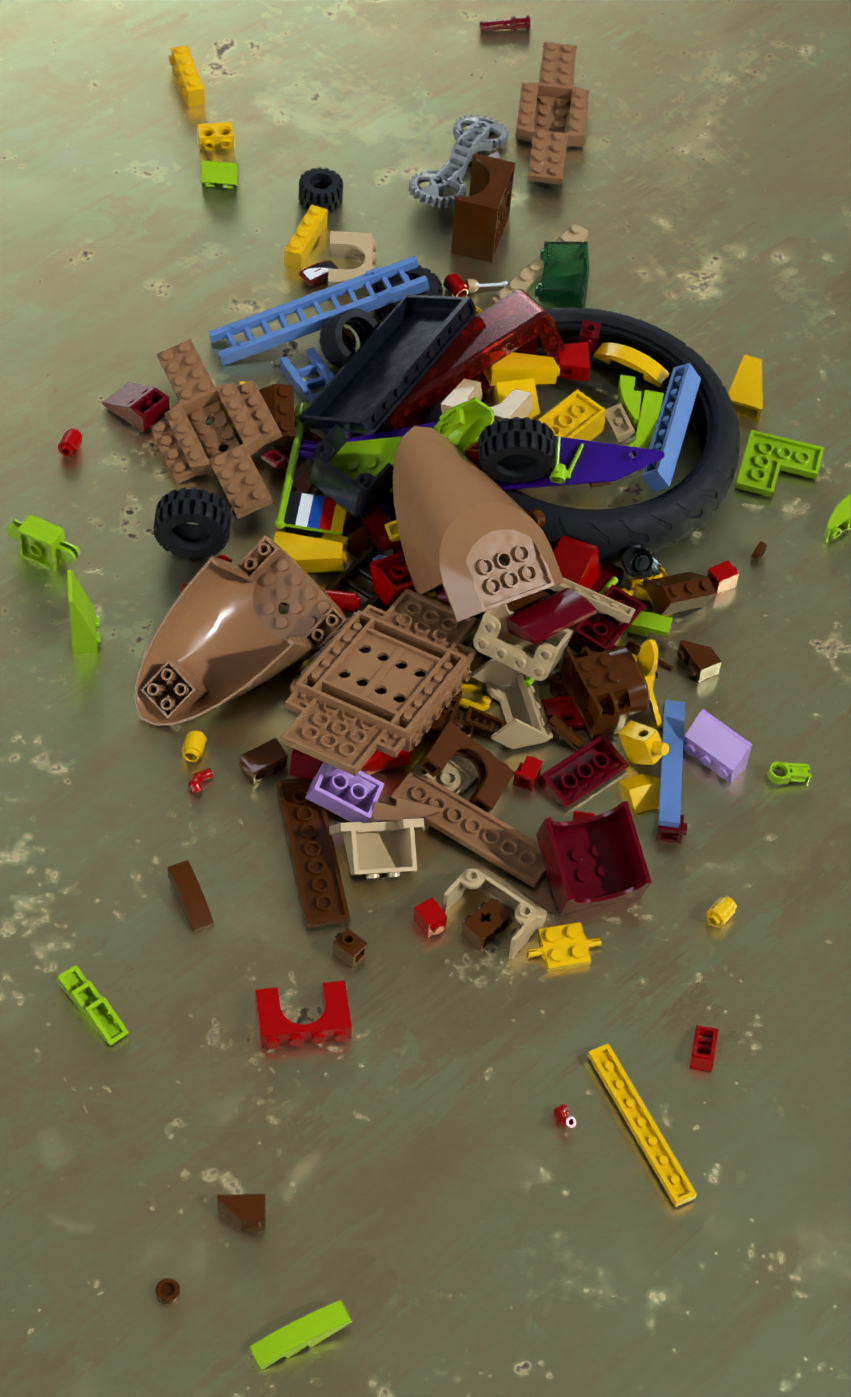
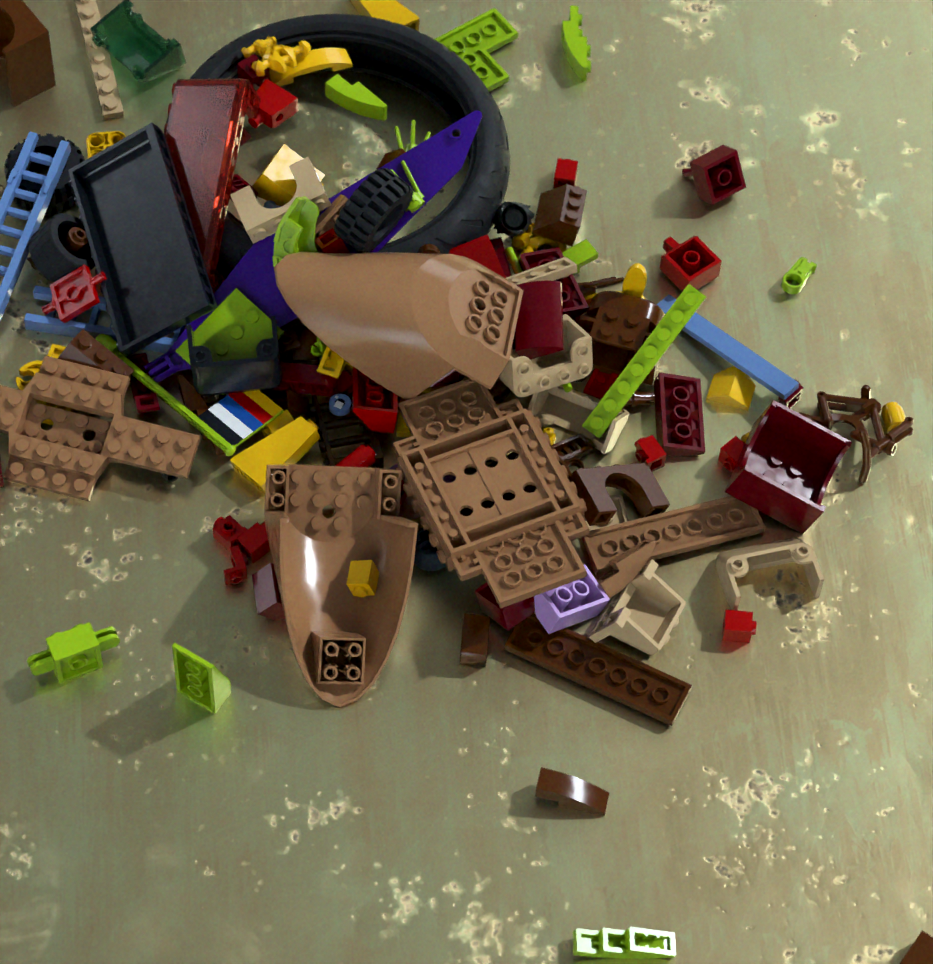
camera: 50 degrees left, 5 degrees up
(192, 506) = (174, 515): black tyre -> none
(193, 746) = (411, 683): yellow brick -> none
(198, 778) = (447, 706): red arm -> none
(250, 662) = (362, 578): none -> yellow brick
(278, 1031) = (759, 816): red arch -> none
(320, 365) = (74, 293): none -> red plate
(349, 948) = (721, 706): reddish brown brick -> none
(358, 337) = (74, 240): none -> reddish brown brick
(455, 286) = (65, 129): red brick -> none
(473, 285) = (73, 118): hinge -> none
(485, 924) = (776, 590): reddish brown brick -> none
(523, 366) = (255, 144): yellow slope -> none
(564, 947) = (840, 551): yellow plate -> none
(576, 417) = (345, 153): yellow piece -> none
(592, 703) = (644, 361): none -> lime plate
(611, 333) = (275, 56): none -> yellow piece
(619, 422) = (371, 121): tan plate -> none
(642, 743) = (698, 351): yellow torso -> none
(648, 418) = (398, 108): lime slope -> none
(672, 425) = (405, 80): medium blue brick -> none
(699, 660) = (635, 250): reddish brown slope -> none
(707, 885) = (862, 409): none -> reddish brown piece
(717, 746) = (739, 303): lavender slope -> none
(722, 696) = (689, 263): none -> red hinge
(759, 551) = (560, 131): reddish brown tile -> none
(819, 663) = (716, 174): none -> dark red piece

